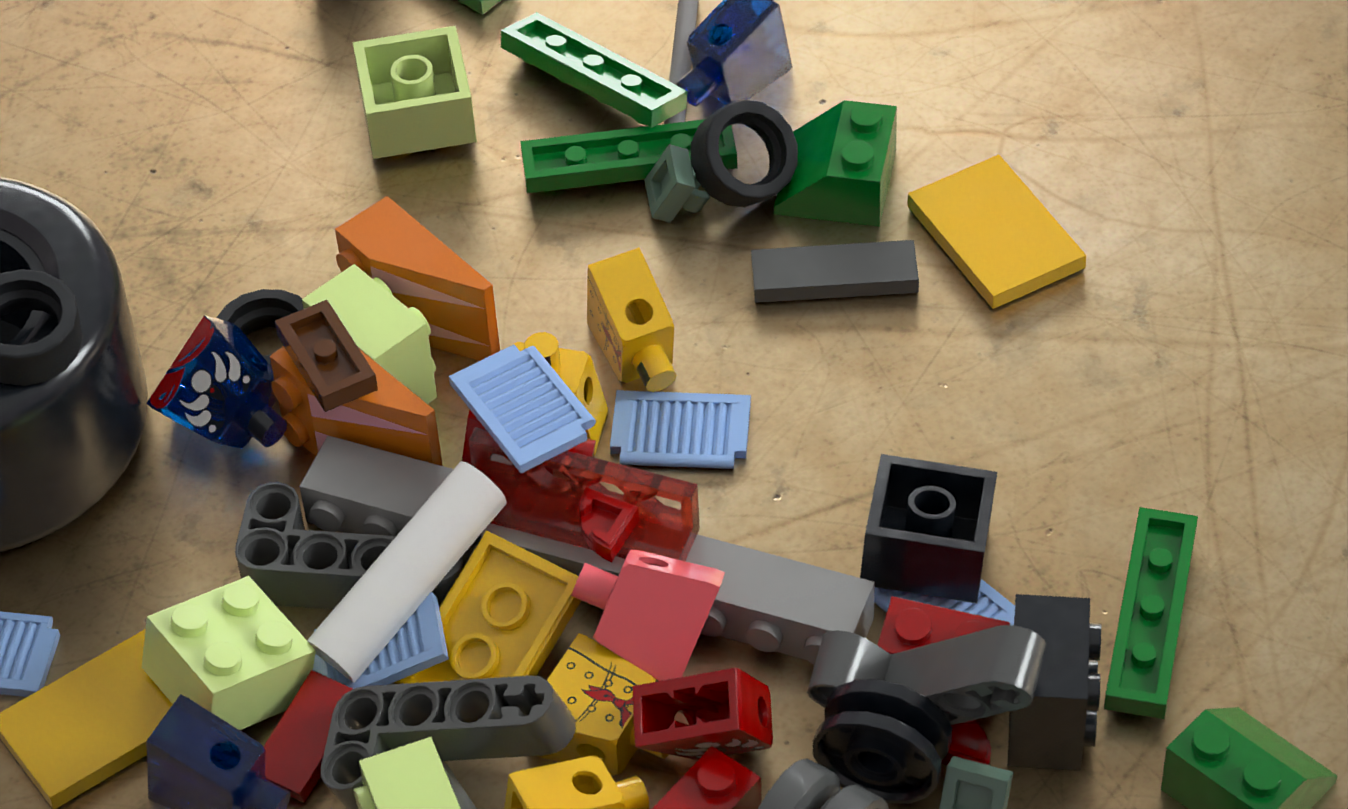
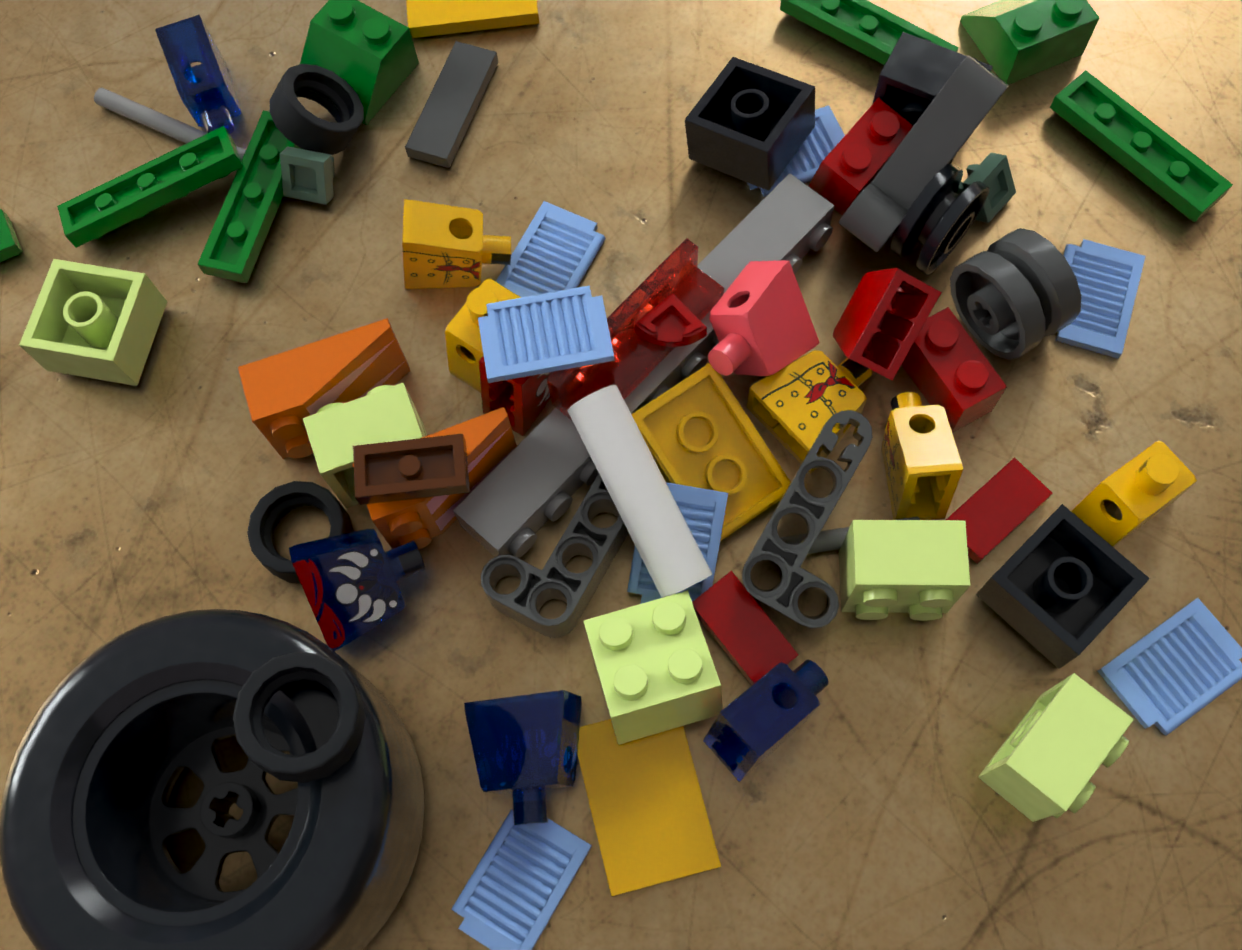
camera: 65 degrees left, 20 degrees up
(105, 590) = (526, 748): none -> clear blue torso

